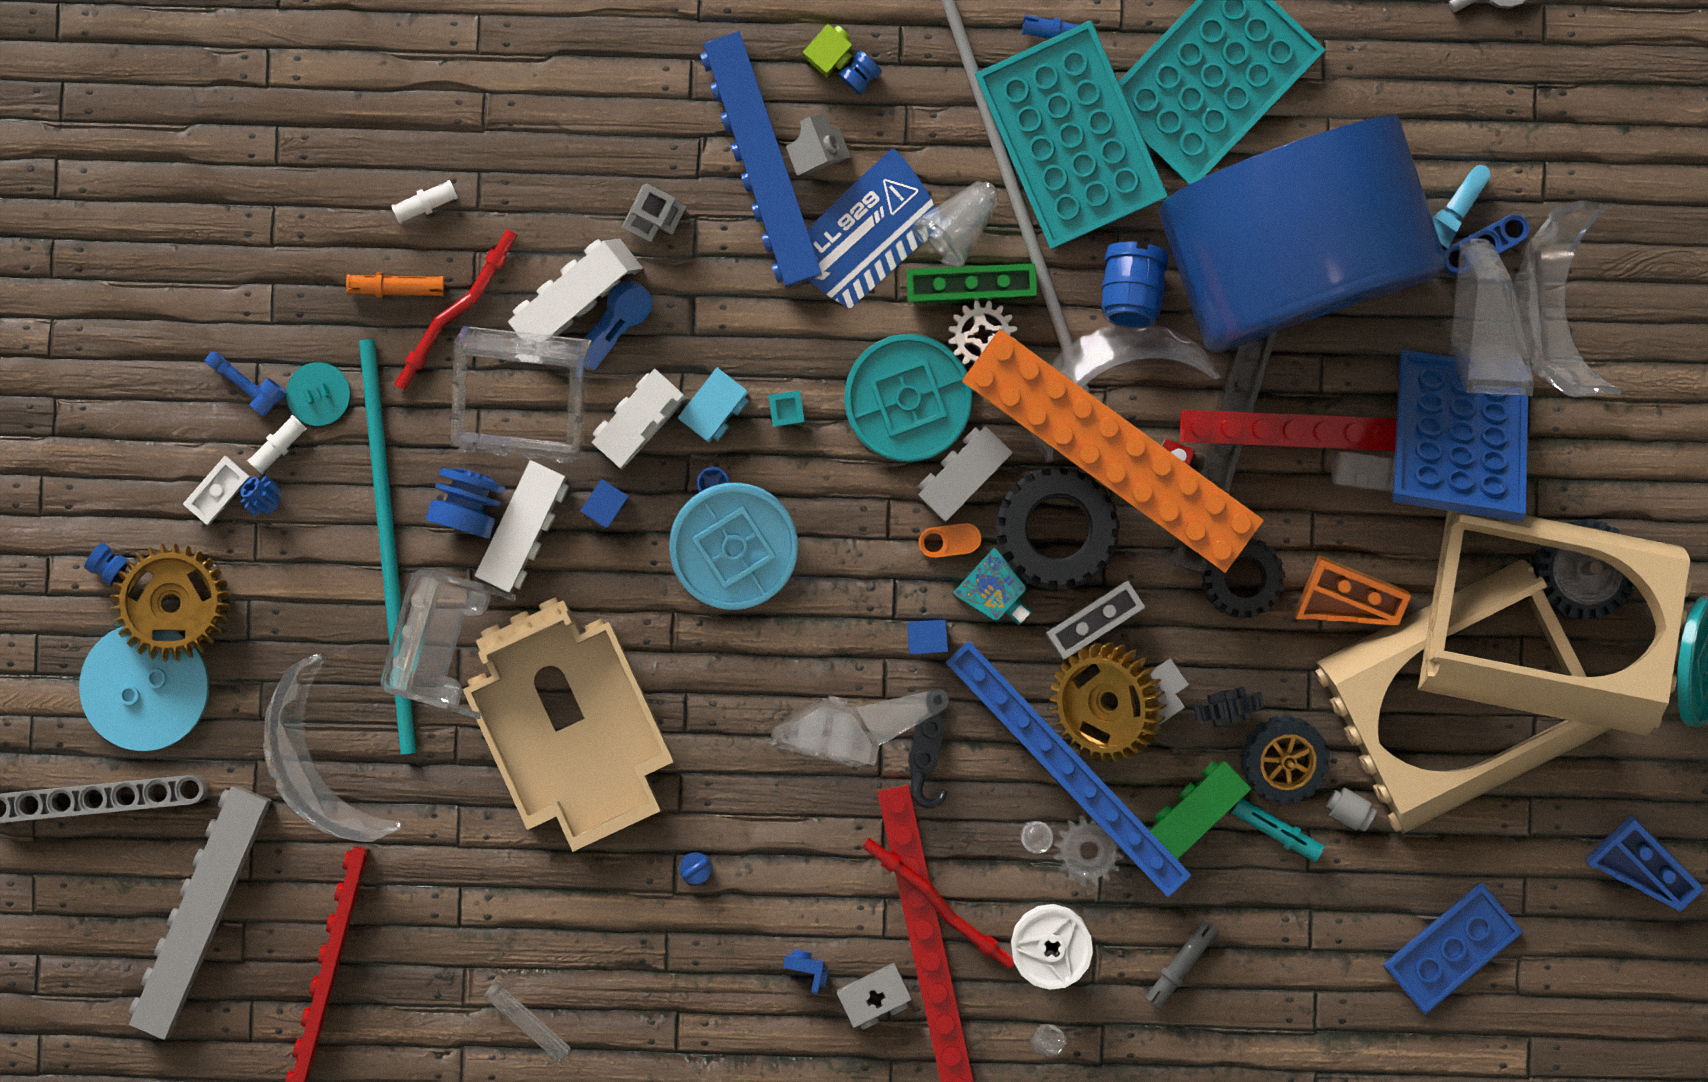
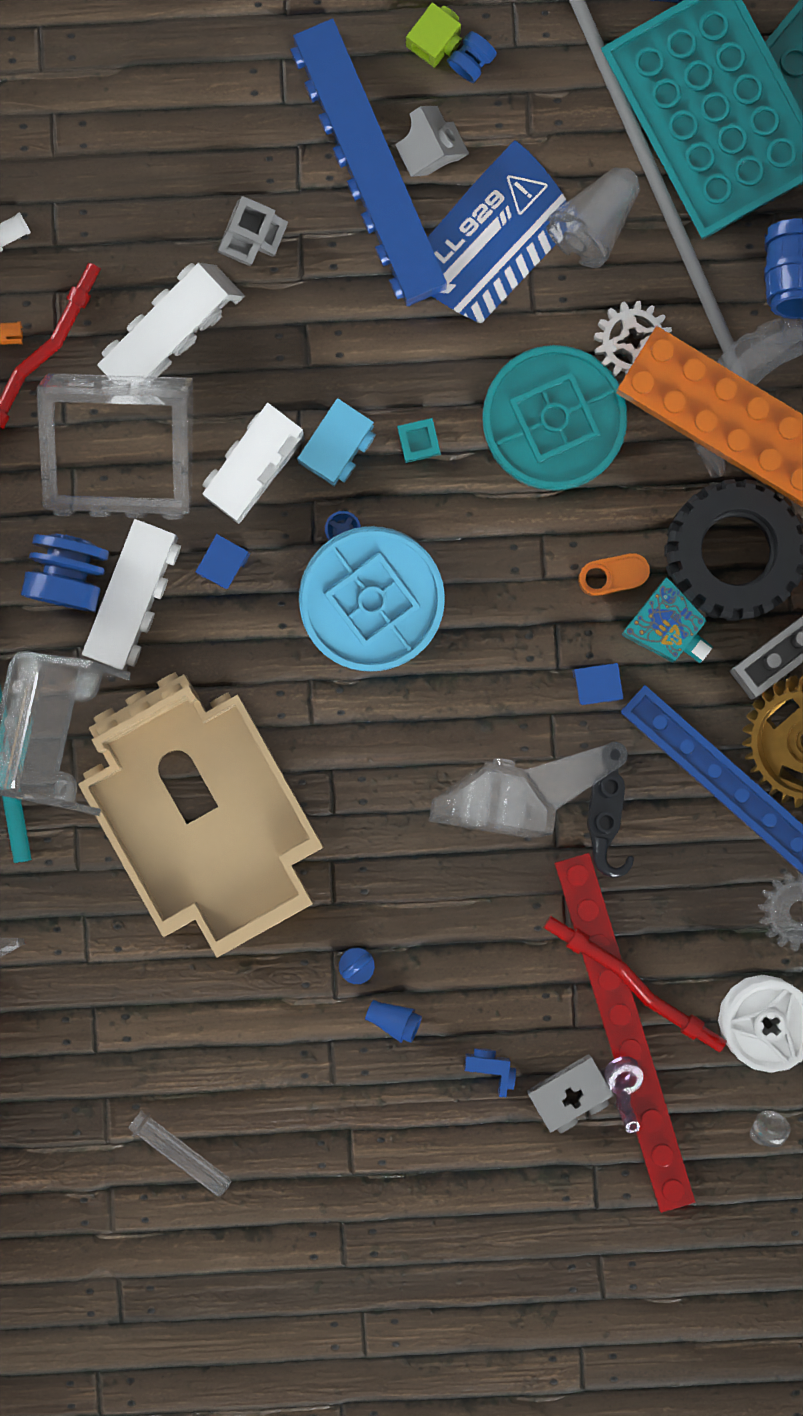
camera: 10 degrees left, 0 degrees up
(626, 306) = (228, 333): blue piece -> none
(725, 919) = (395, 1020): none -> blue cone
(921, 991) = (624, 1078): none -> clear purple plate
(963, 472) = (624, 496): light grey brick -> none
(971, 284) = (616, 283): green brick -> none
(1036, 837) = (732, 900): clear wheel -> none

